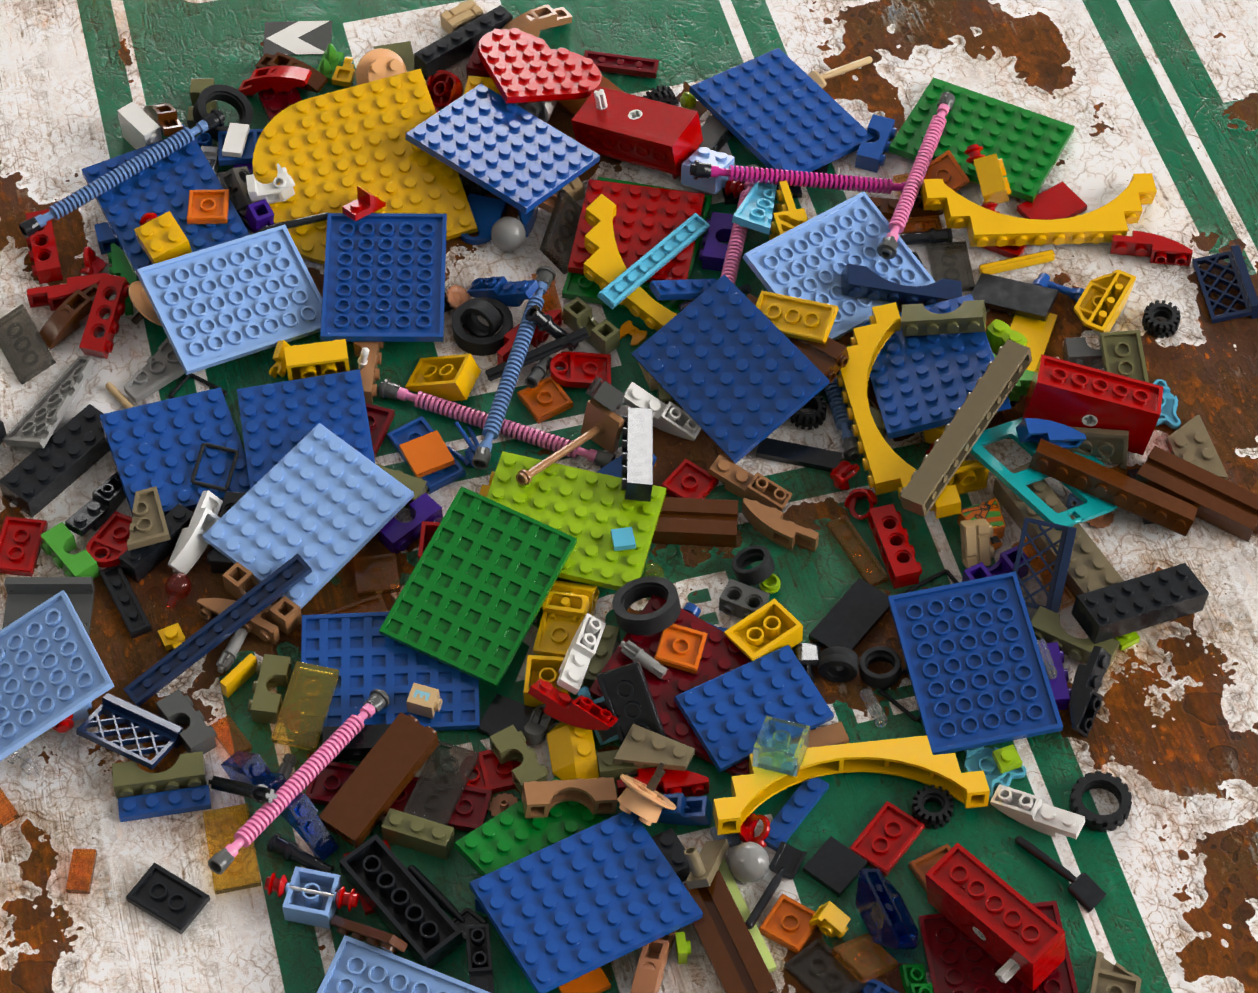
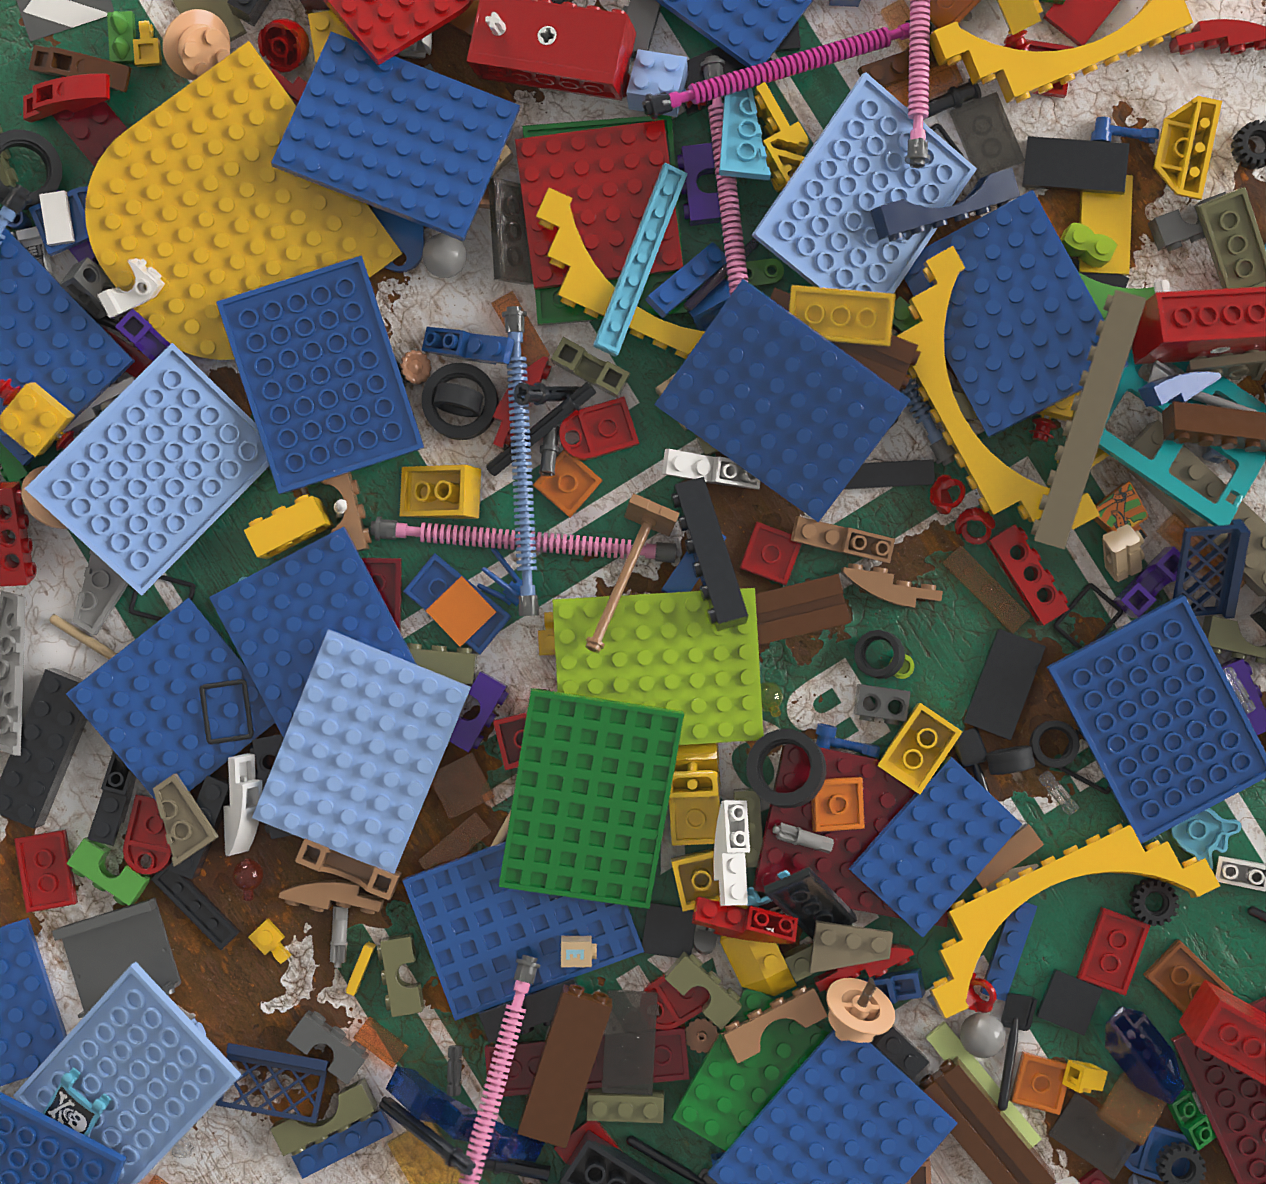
camera: 15 degrees left, 35 degrees up
(208, 206) = (66, 338): orange tile -> none
(217, 630) = (319, 929): dark blue plate -> none
(279, 356) = (240, 516): yellow plate -> none
(298, 222) = (149, 350): black piece -> none
(305, 706) = (449, 992): clear yellow tile -> none
(363, 206) = (257, 277): red slope -> none
(606, 394) = (650, 485): dark grey arch -> none
(623, 539) = (730, 683): medium azure tile -> none
(638, 336) = (632, 349): light orange piece -> none
(683, 947) = (942, 1153): lime plate -> none
(706, 864) = (942, 1057): dark tan piece -> none
(781, 746) = (987, 907): clear light blue brick -> none
(965, 319) = (983, 258): olive arch -> none
(1007, 759) = (1219, 821): lime plate -> none
(1017, 262) = (1065, 105): yellow axle -> none

